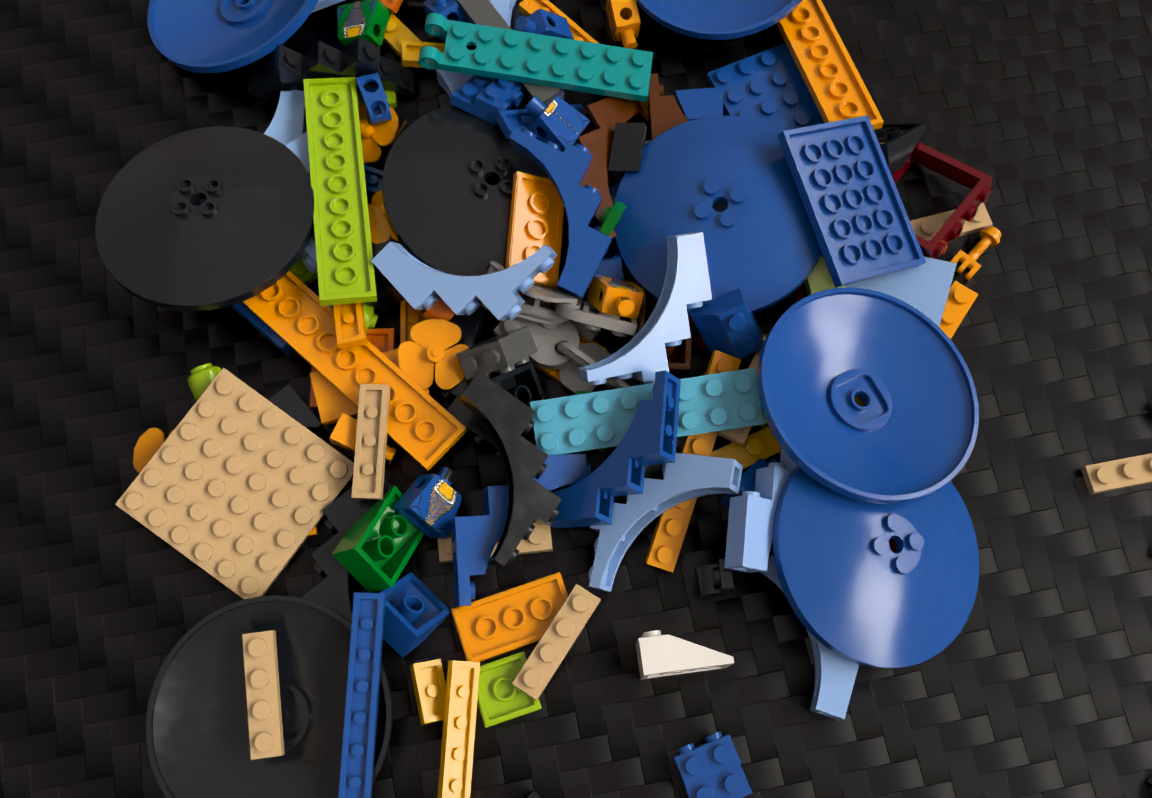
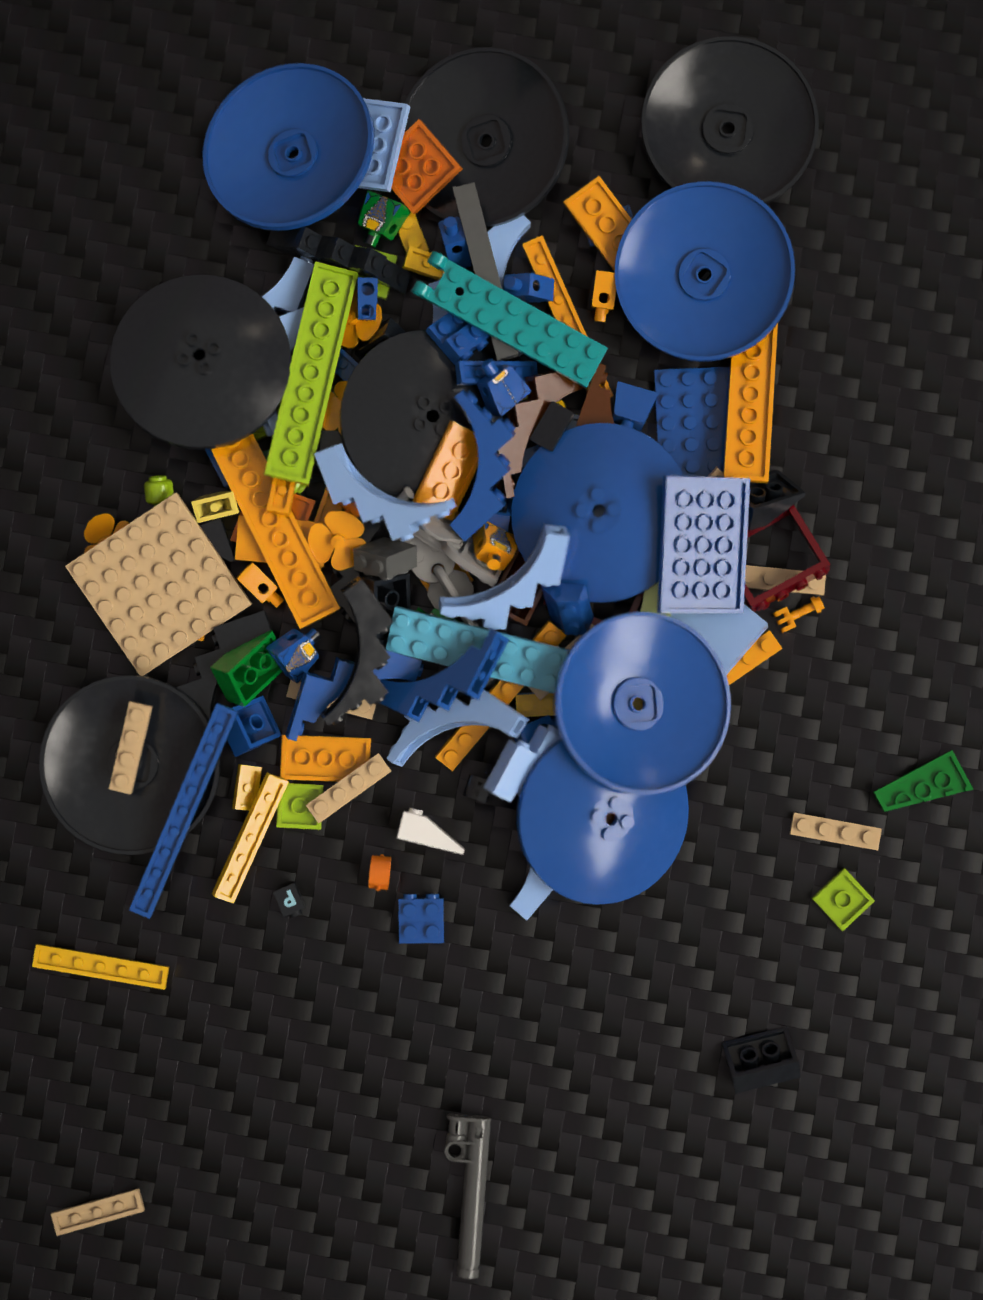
camera: 20 degrees right, 15 degrees up
(278, 371) = (214, 506): none -> light yellow slope
(371, 441) = (266, 593): tan plate -> none
(611, 217) = (512, 487): green plate -> none
(637, 732) = (379, 872): none -> orange piece

